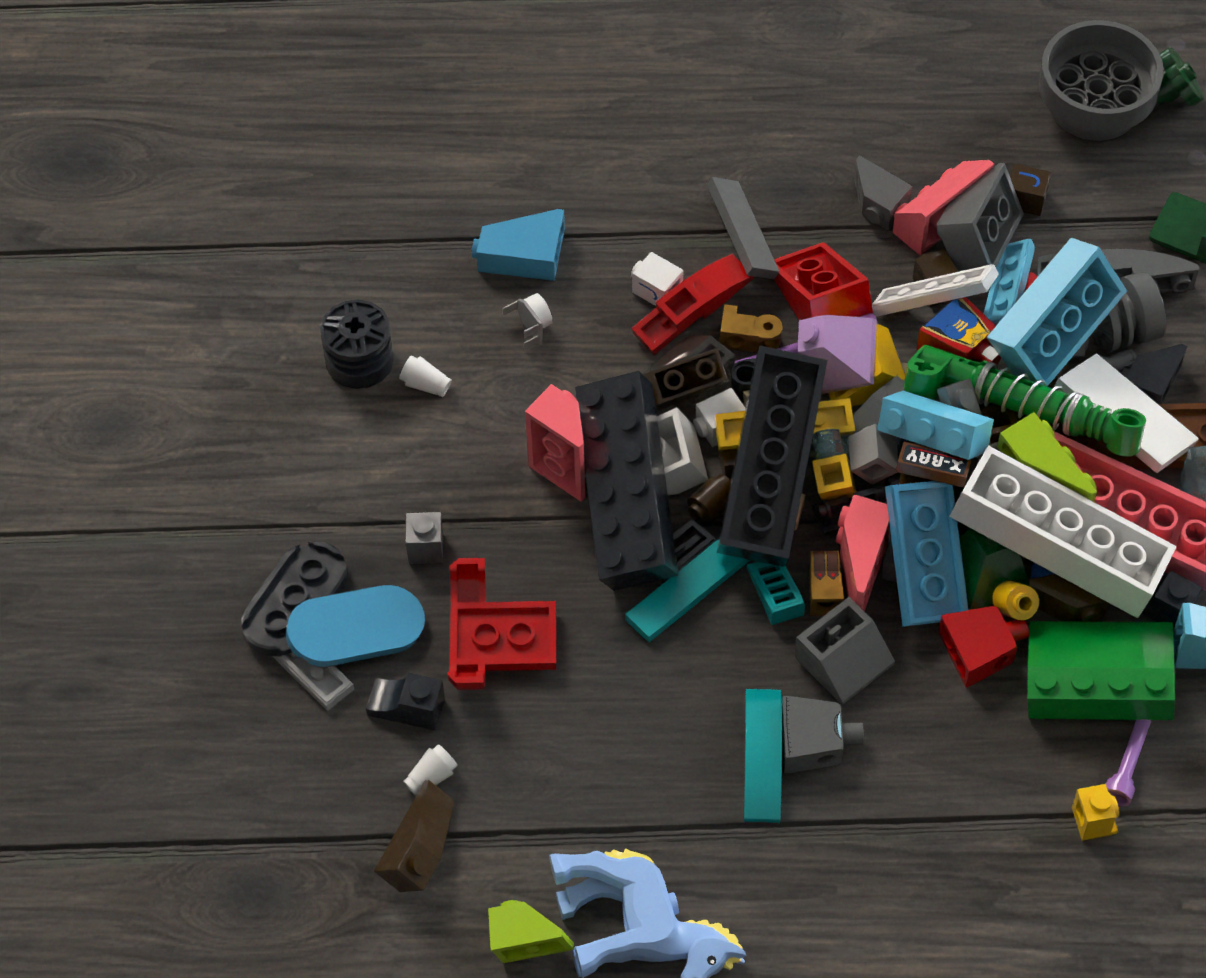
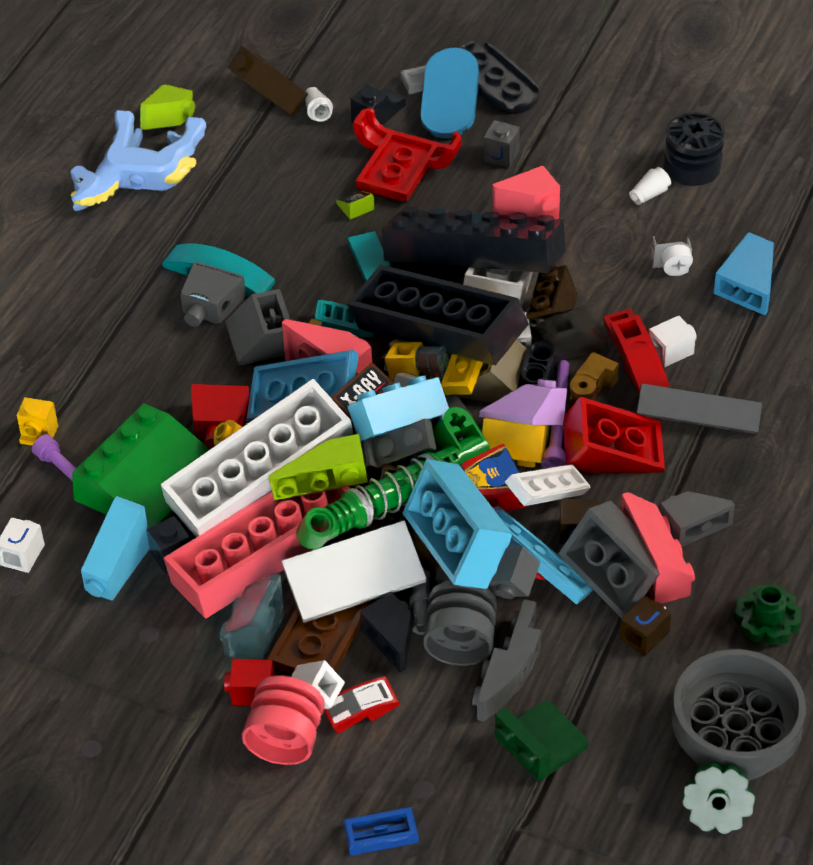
camera: 115 degrees right, 10 degrees down
(583, 656) = (356, 204): none -> lime slope
(957, 110) = (768, 614): none -> dark green plant

